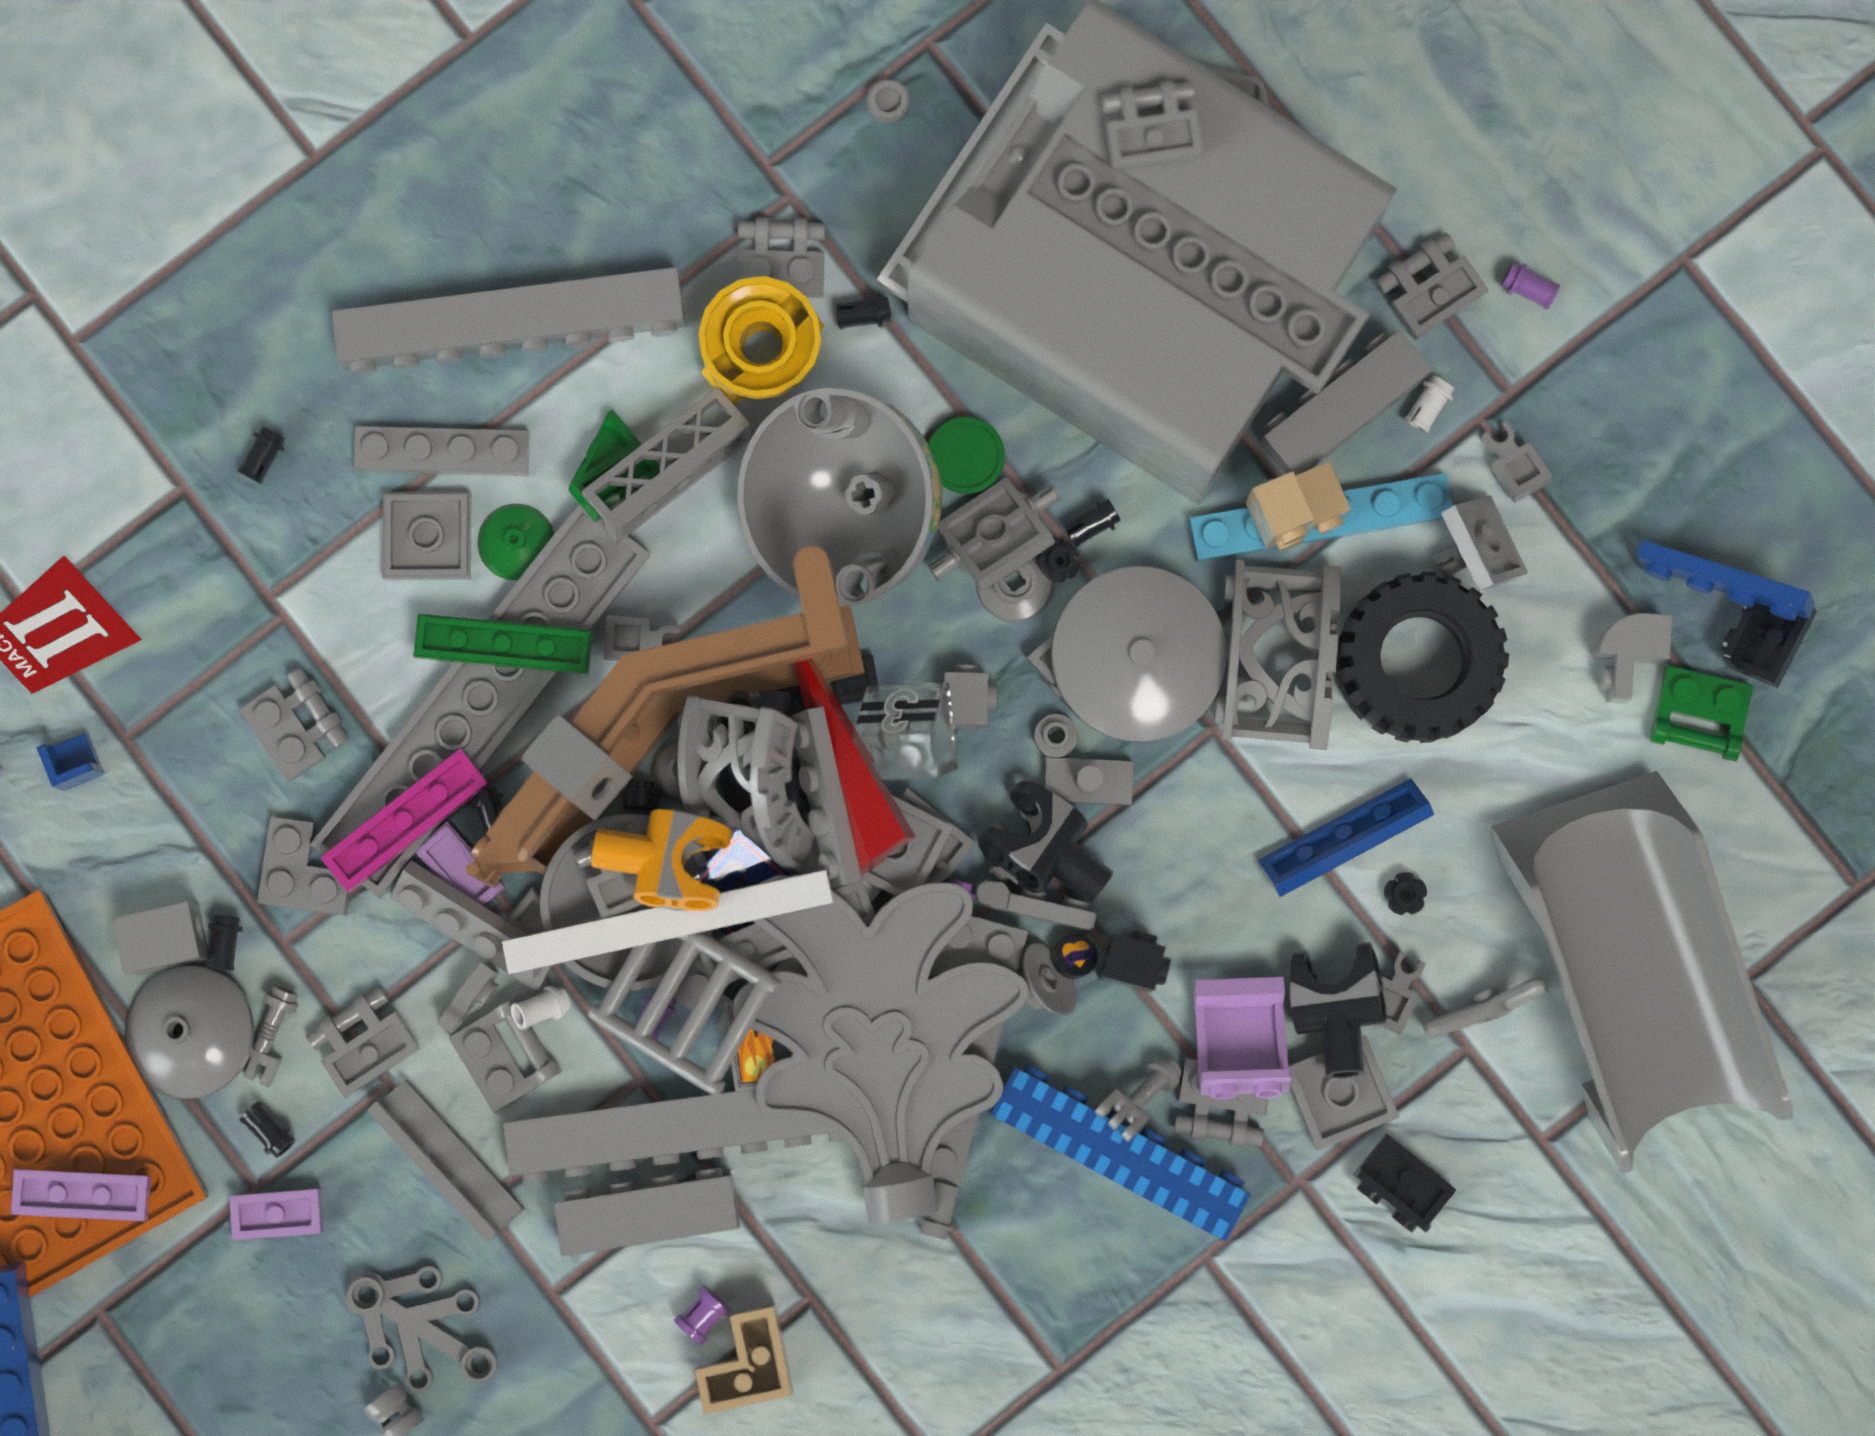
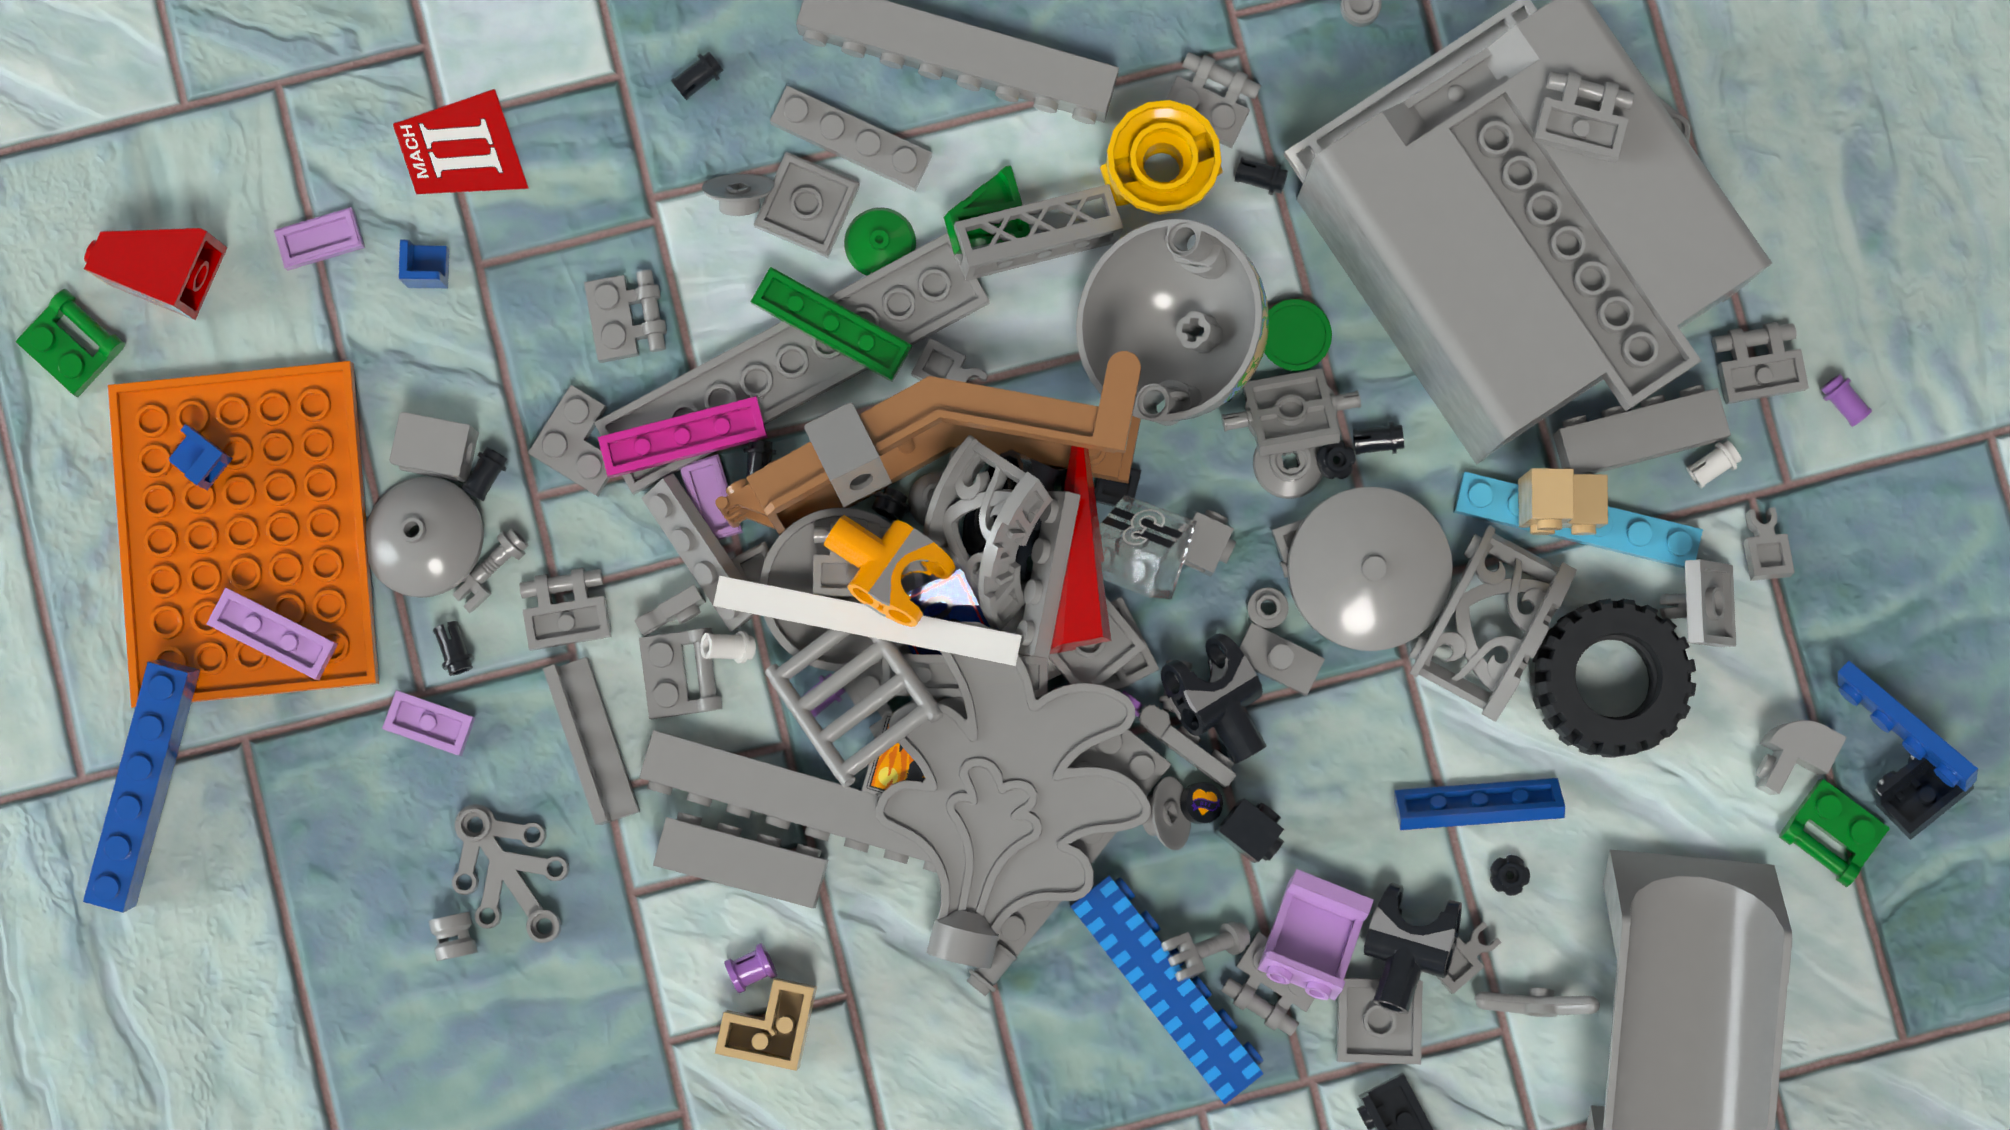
camera: 25 degrees right, 0 degrees up
(353, 553) = (738, 192): none -> light grey piece

